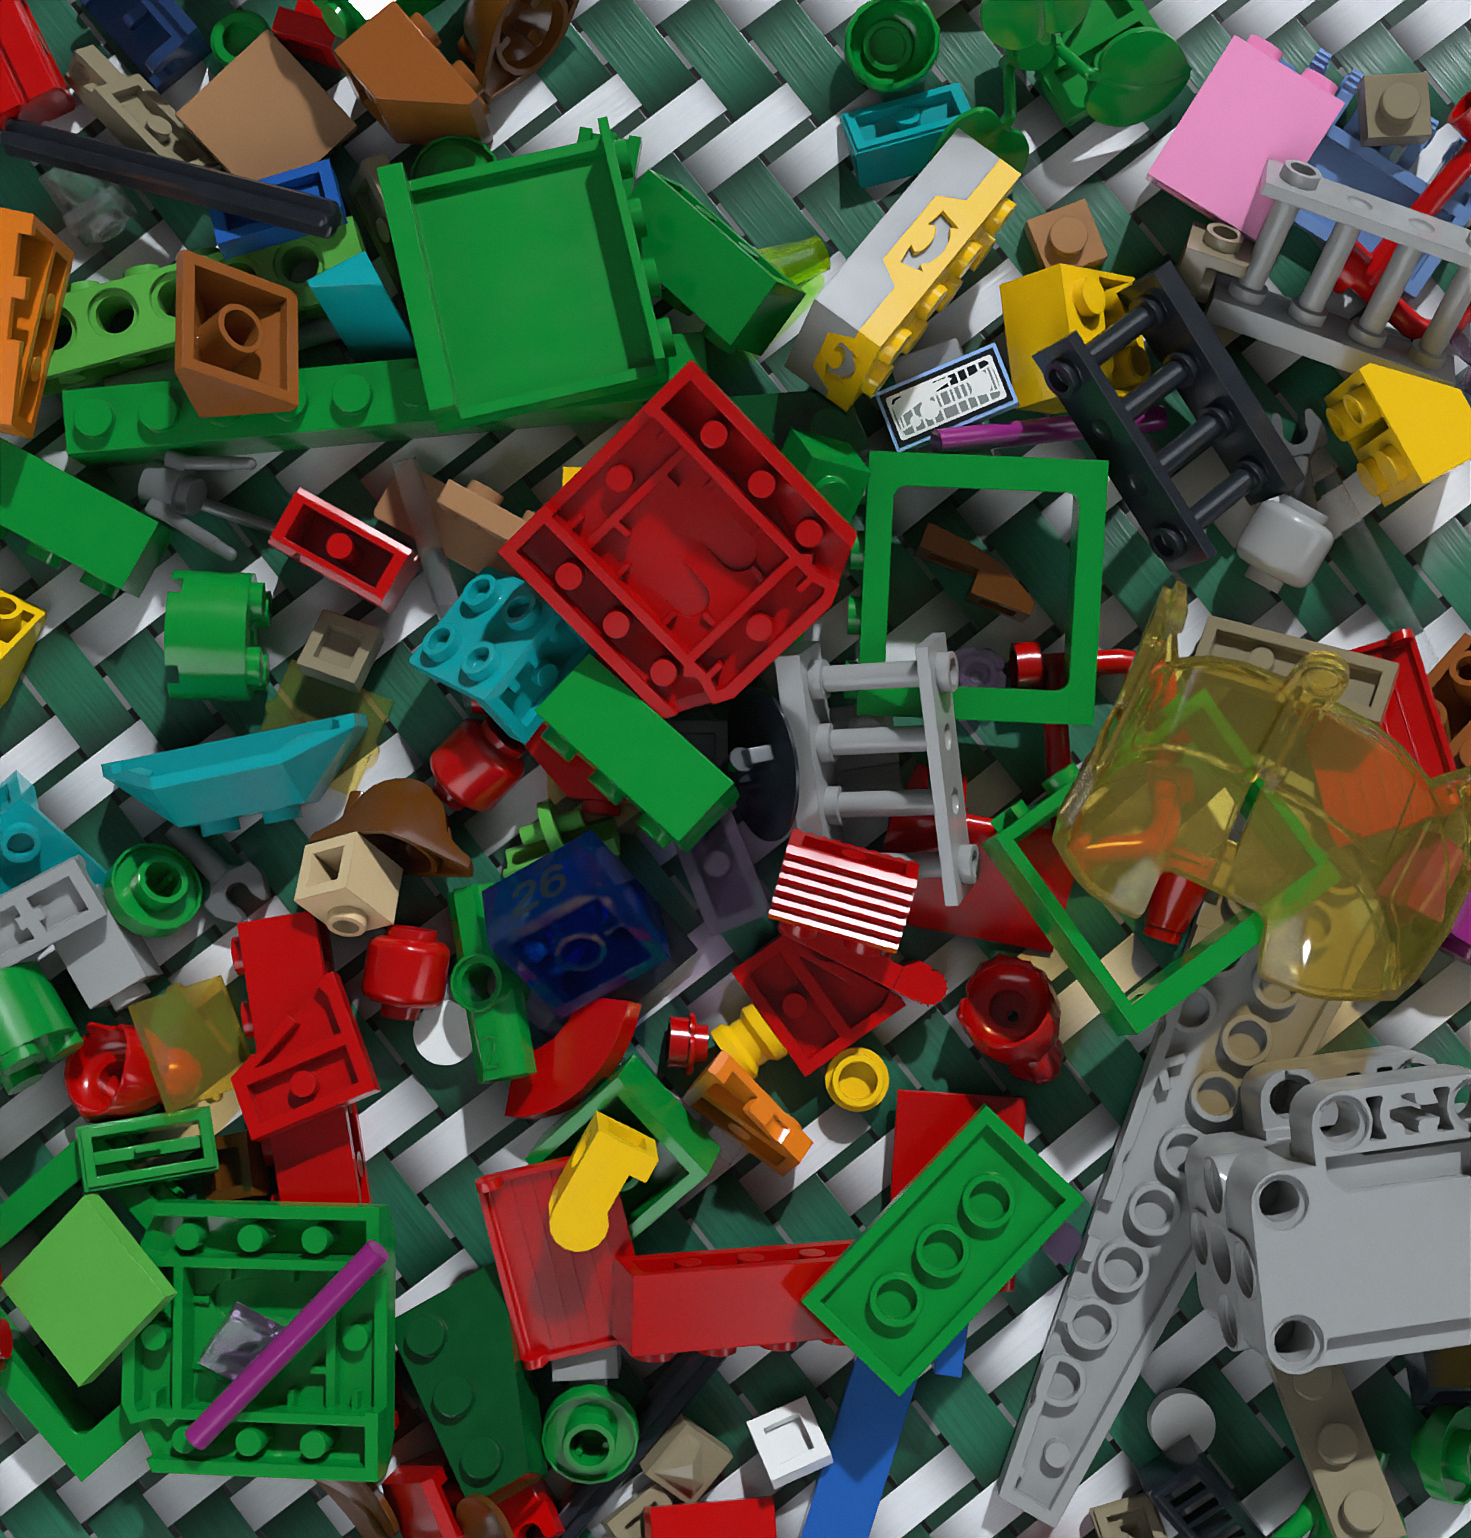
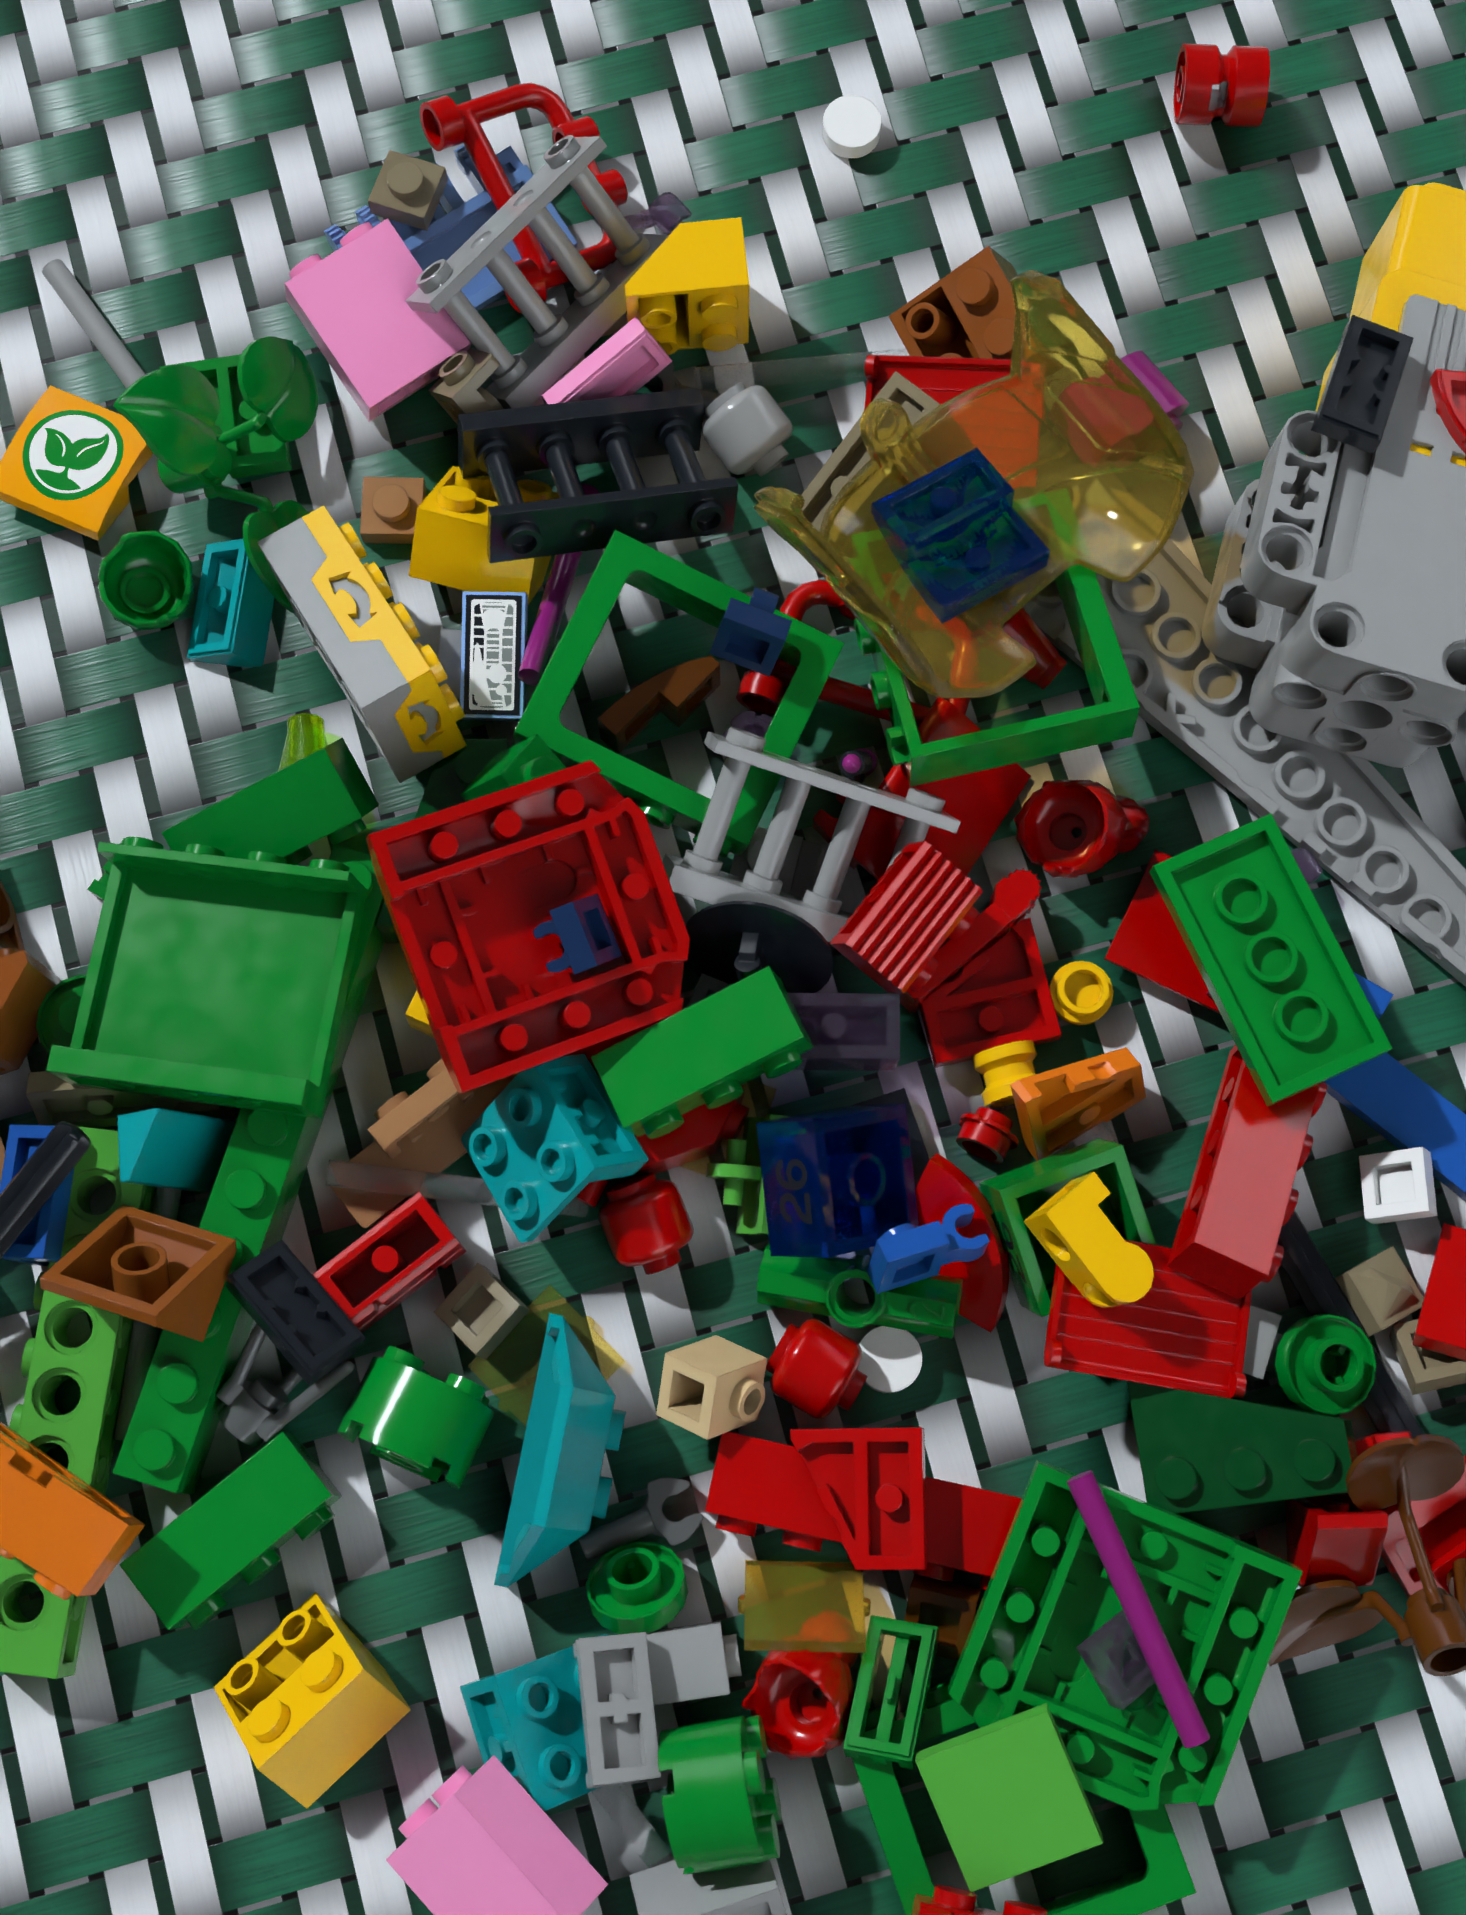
camera: 70 degrees left, 10 degrees down
(258, 487) = (295, 1312): none -> black plate
(405, 824) = (676, 1310): reddish brown hat -> none
(530, 1018) = (917, 1253): none -> blue plate
(689, 598) = (583, 933): none -> dark blue tile
(986, 785) = (858, 764): none -> piece
(1057, 633) = (752, 633): none -> dark blue tile
(1240, 794) = (959, 535): none -> slope
(1288, 388) = (614, 368): none -> bright pink tile

